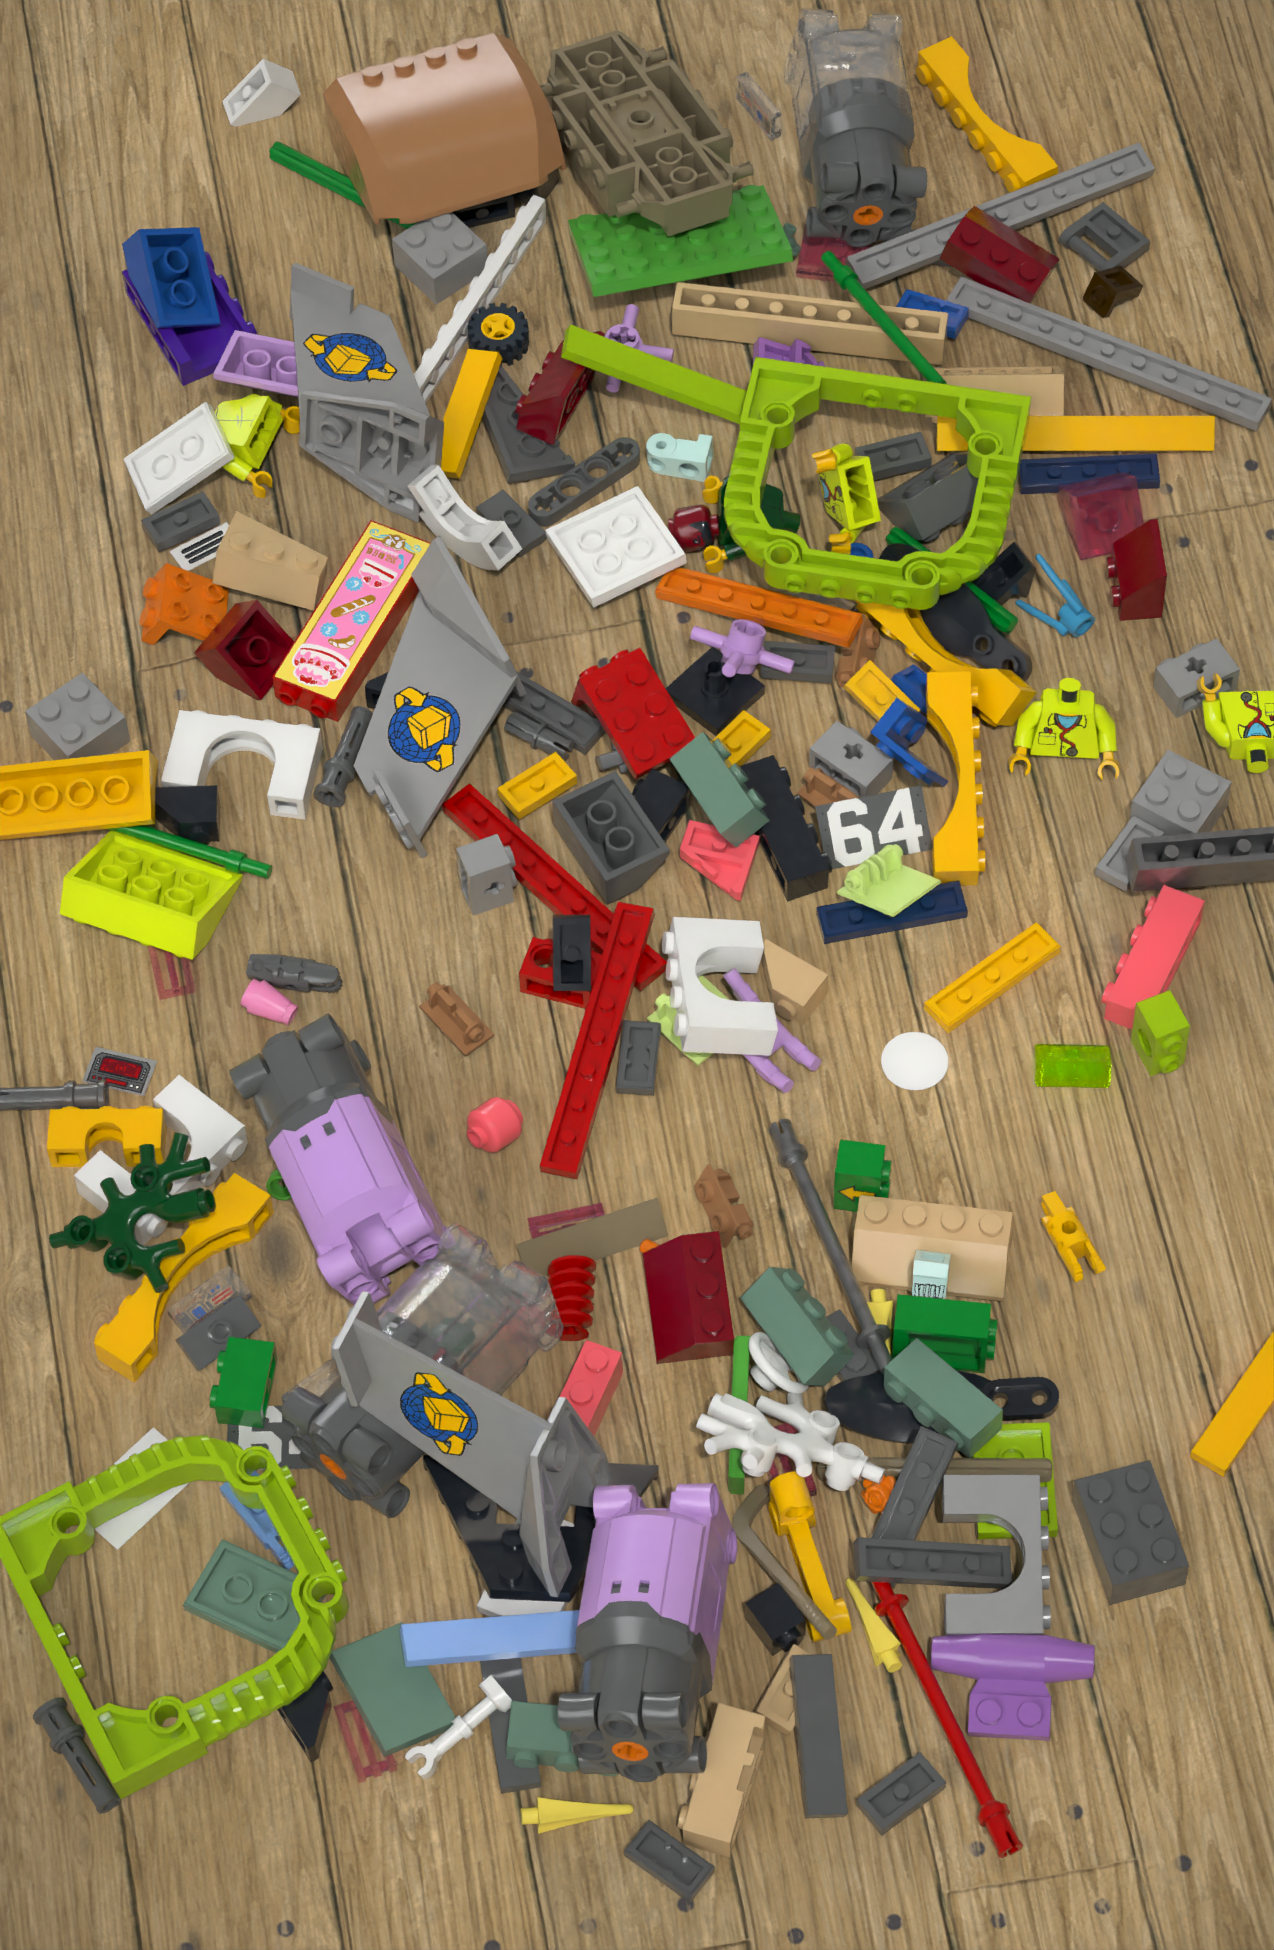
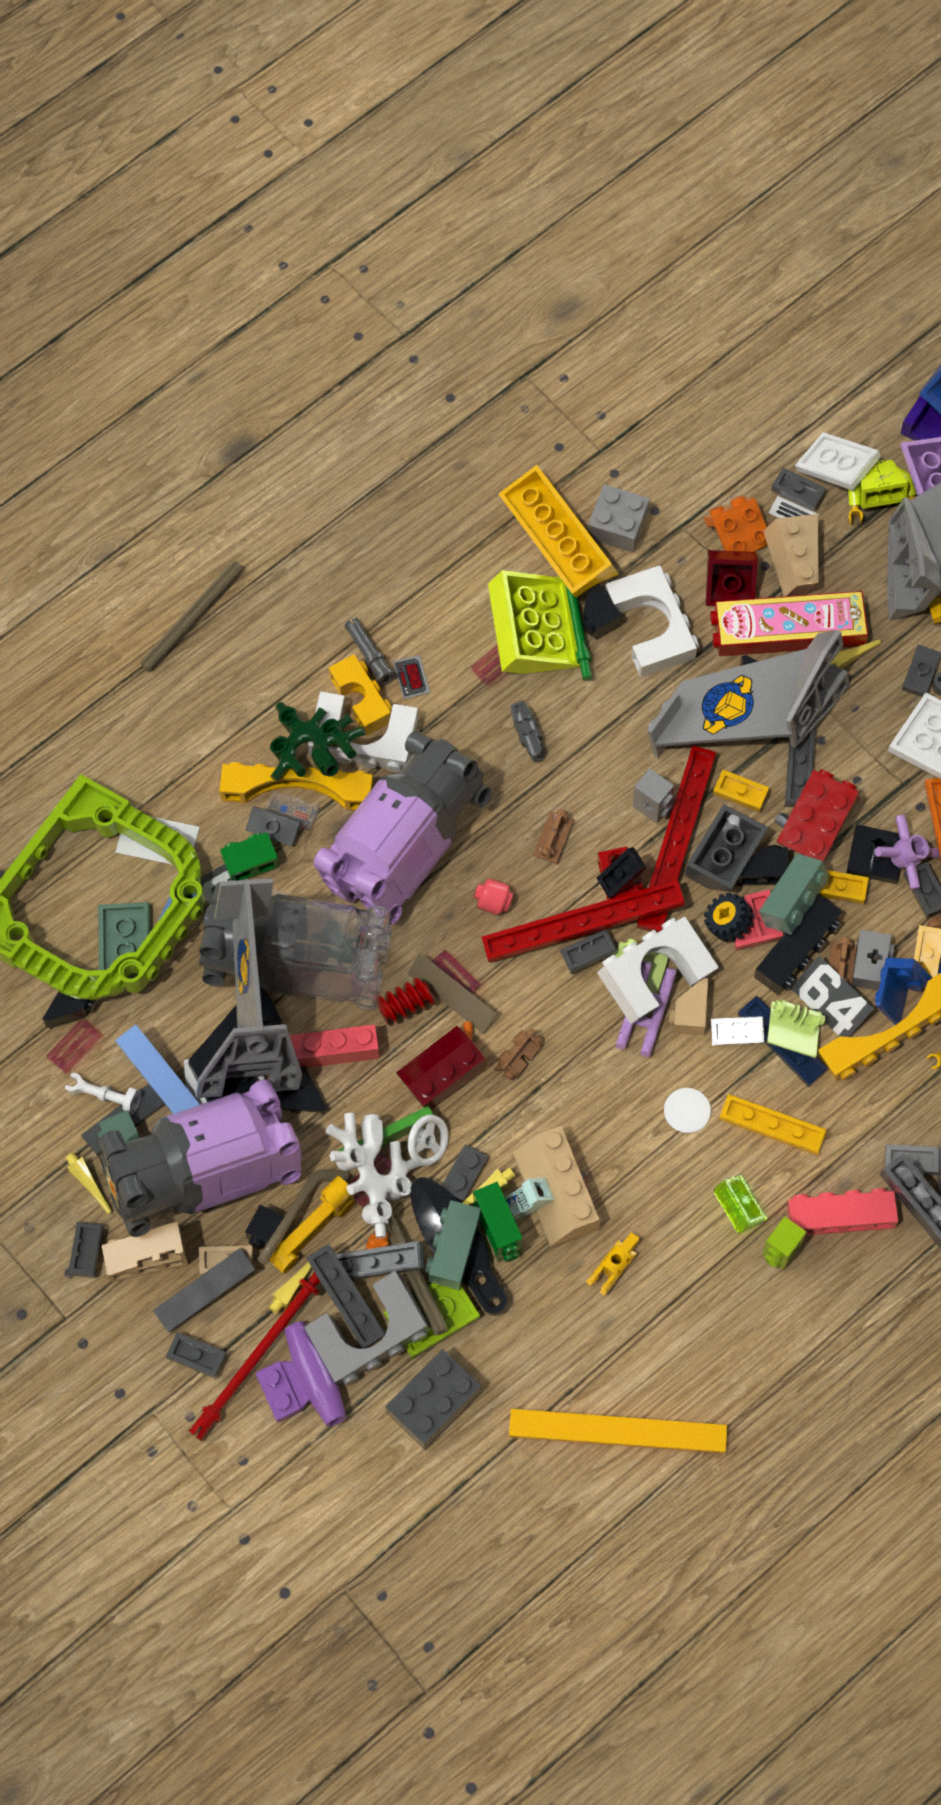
camera: 60 degrees right, 10 degrees up
(268, 1002) = (500, 728): bright pink cone -> none
(333, 779) = (680, 673): dark grey pin -> none
(394, 1700) = (97, 1052): sand green tile -> none
(463, 531) = (896, 641): white arch -> none
(538, 735) = (776, 772): dark grey axle -> none
(710, 884) = (726, 926): none -> black wheel
(792, 1156) = (574, 1075): flat silver bar -> none
(798, 1326) = (457, 1137): sand green brick -> none
(850, 948) = (737, 1030): none -> plate
(860, 1171) = (576, 1119): green brick -> none

